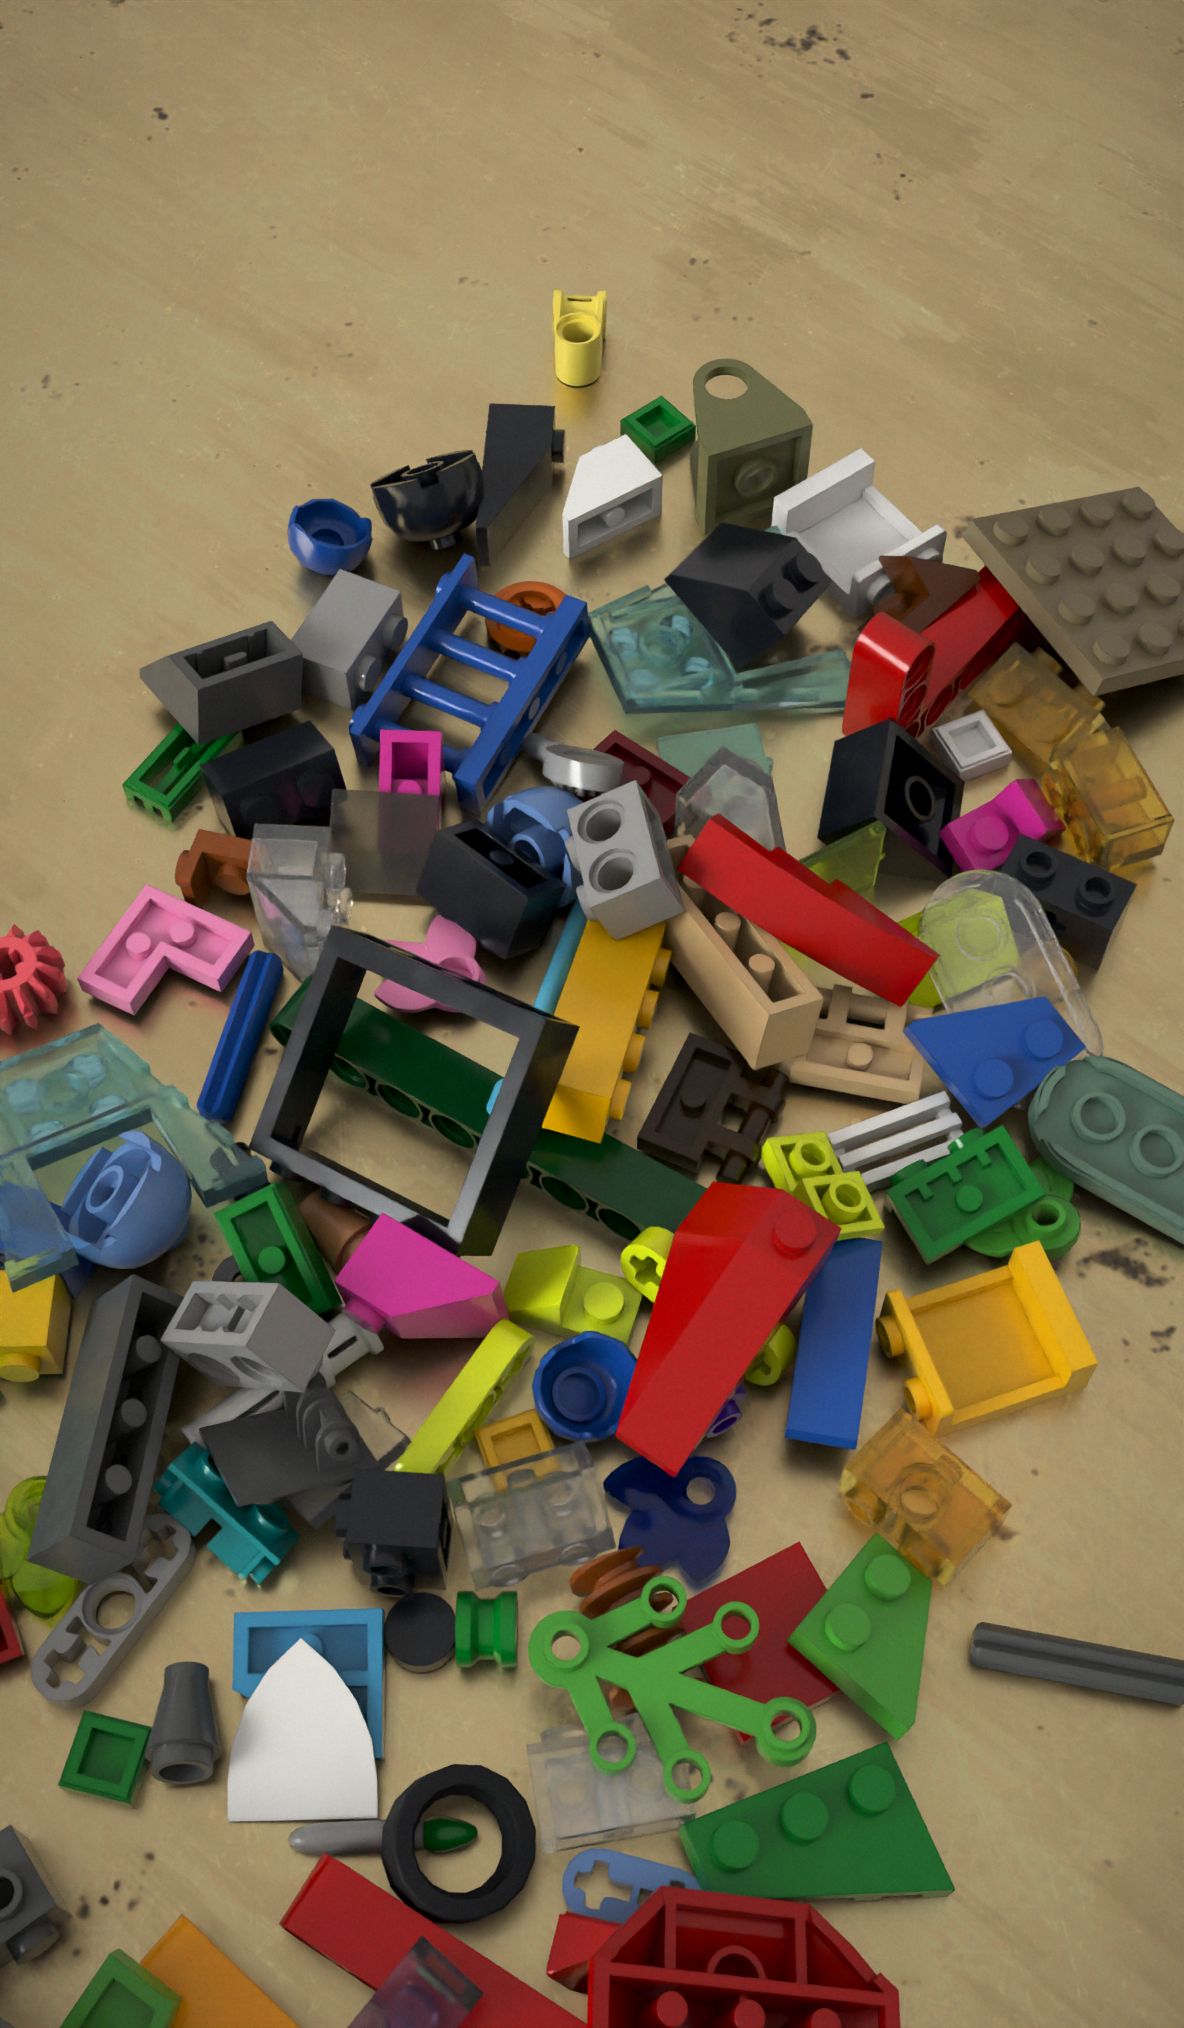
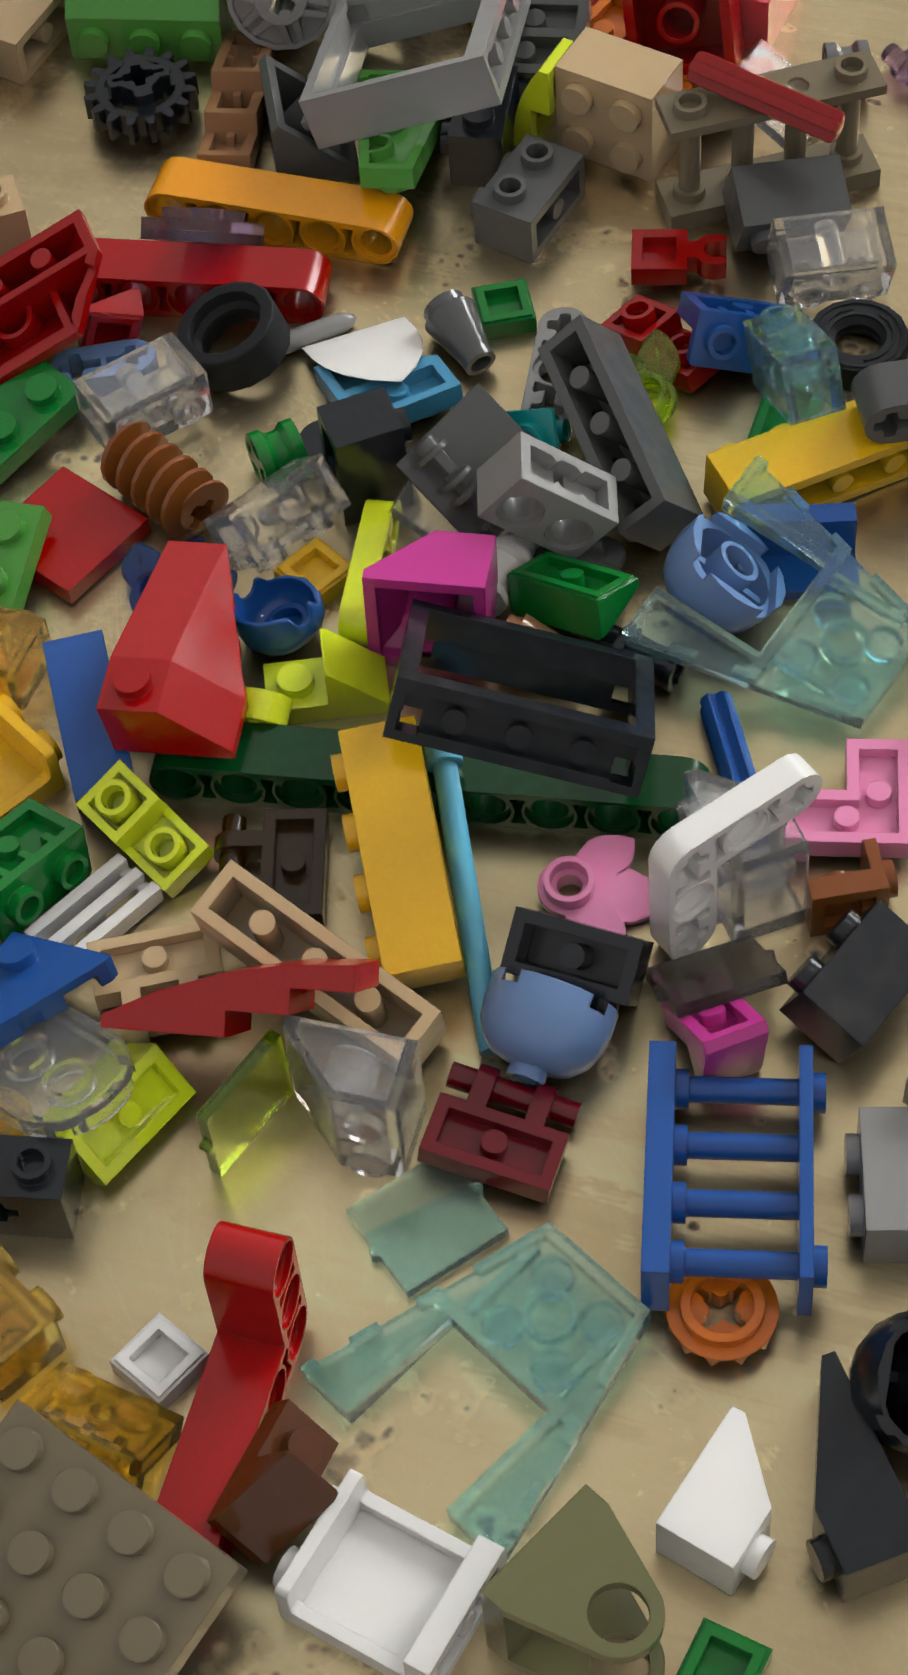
camera: 160 degrees right, 5 degrees down
(270, 848) = (688, 854): none -> white beam
(574, 766) = (556, 1097): light grey piece -> none
(623, 861) = (436, 959): light grey brick -> none
(658, 1682) = (188, 425): bright green plant -> none
(748, 587) = (474, 1386): black slope -> none
(901, 783) = (177, 1212): black slope -> none
(990, 831) = (86, 1258): dark pink slope -> none

